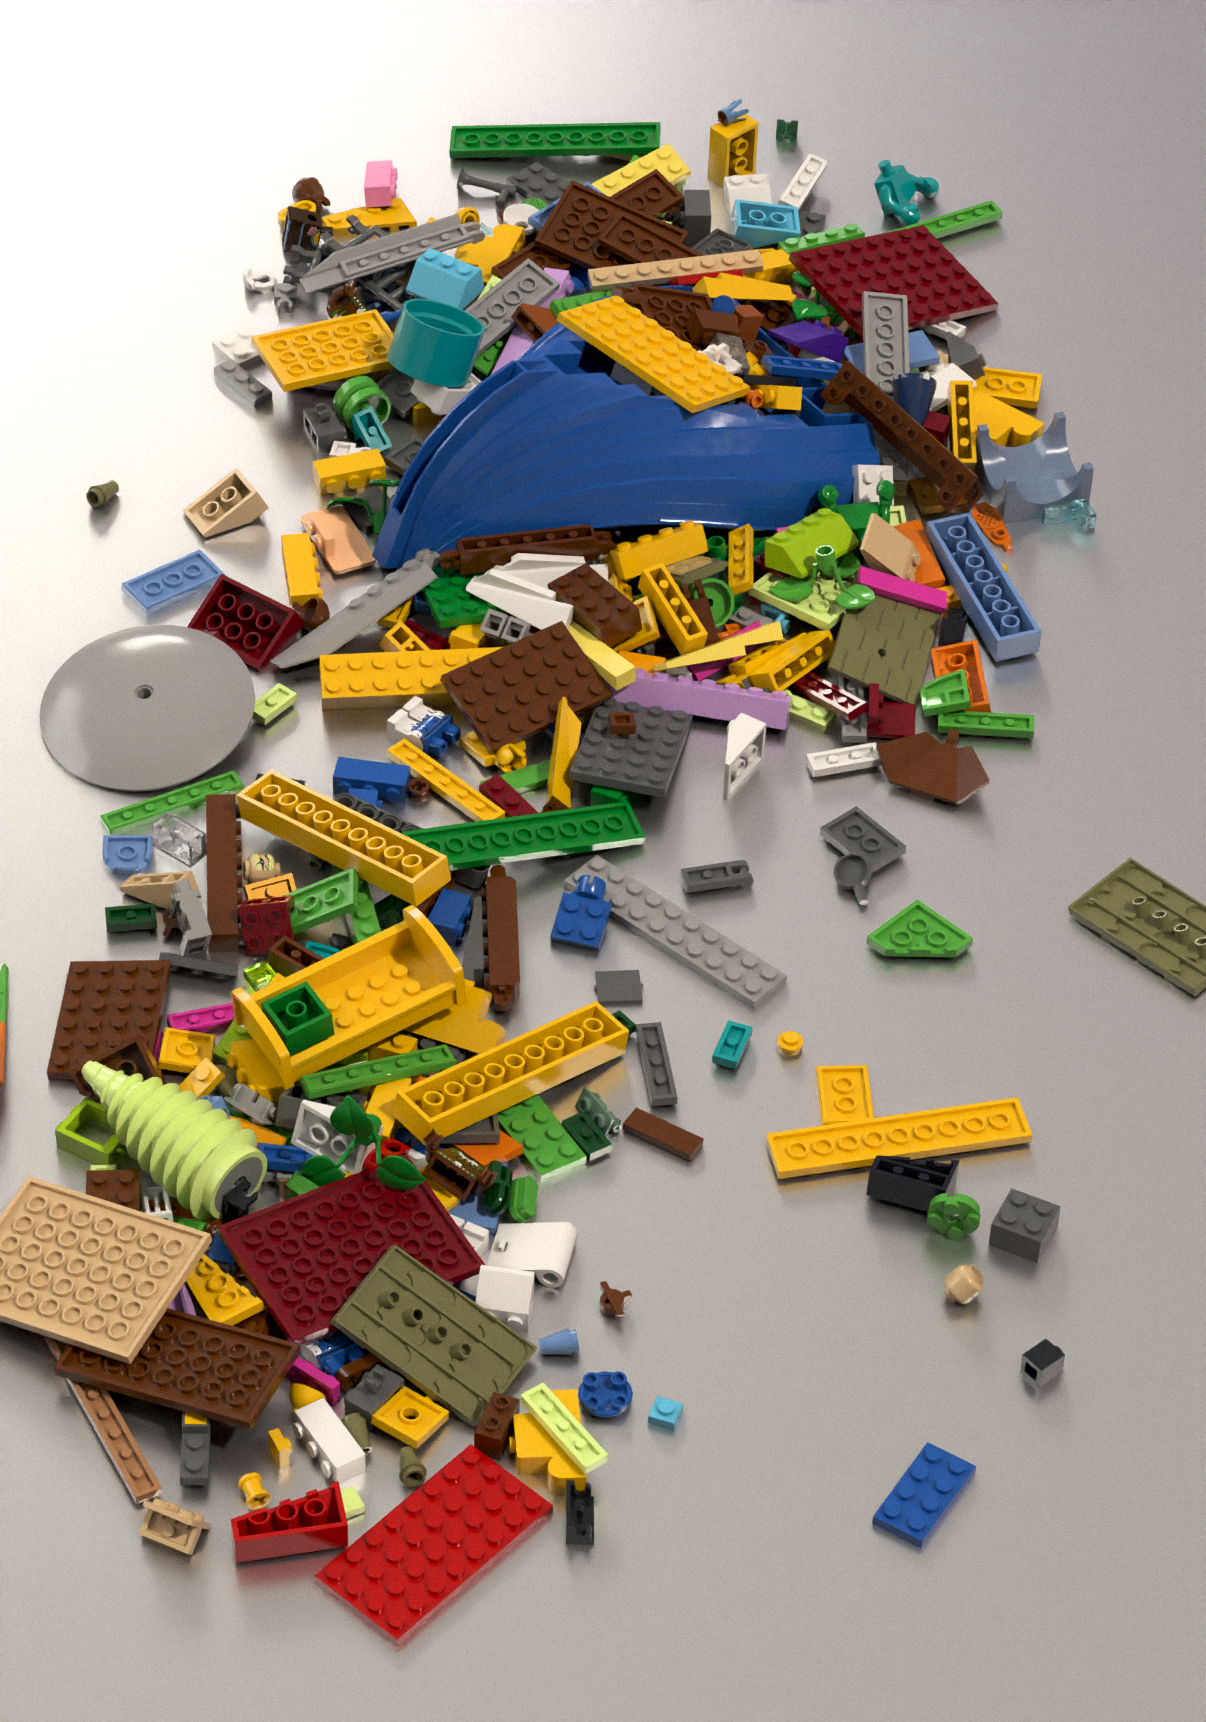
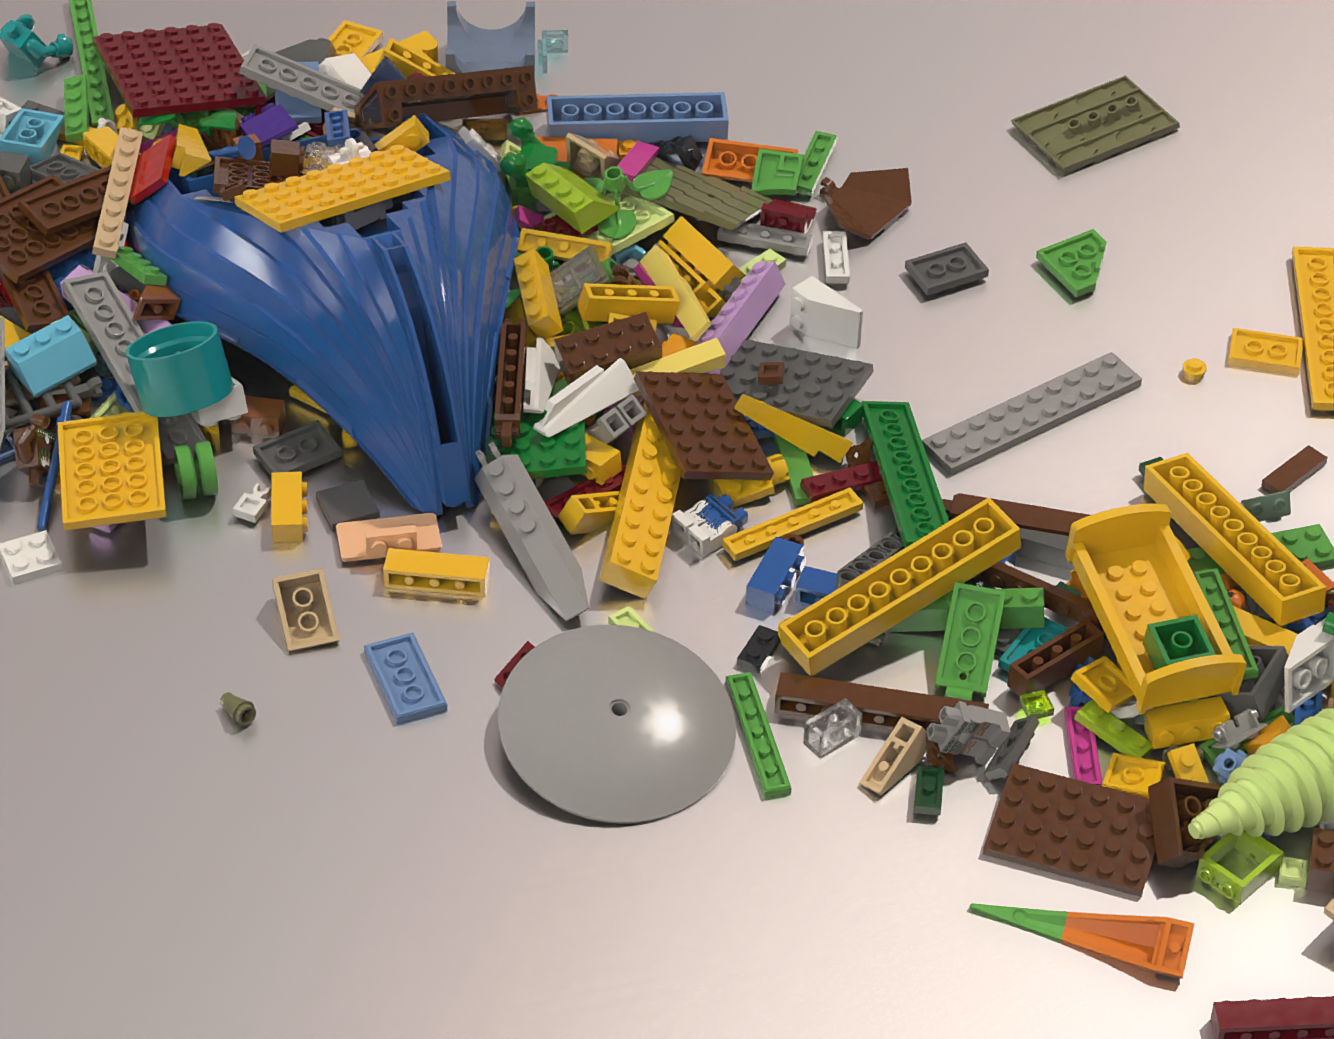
camera: 75 degrees left, 0 degrees up
(127, 853) = (825, 781): medium blue tile -> none
(242, 383) = (90, 567): light grey plate -> none
(247, 621) = (499, 625): dark red slope -> none
(260, 868) = (888, 674): tan head -> none
(265, 922) = (978, 673): dark red bracket -> none
(271, 887) = (917, 673): plate -> none
(313, 613) = (510, 573): reddish brown piece -> none
(323, 427) = (206, 513): dark grey brick -> none
(369, 429) = (234, 475): teal slope -> none
(379, 517) = (381, 493): green plant -> none
(583, 915) = (1008, 461): blue plate -> none
(587, 1135) = (1293, 517): dark green plate -> none
(618, 987) = (1097, 464): dark grey piece -> none
(656, 1064) = (1213, 455): dark grey plate -> none
(716, 876) = (970, 370): dark grey plate -> none
(732, 1044) = (1193, 403): teal plate -> none
(829, 696) = (762, 240): dark red plate -> none
(853, 873) = (991, 282): dark grey piece -> none

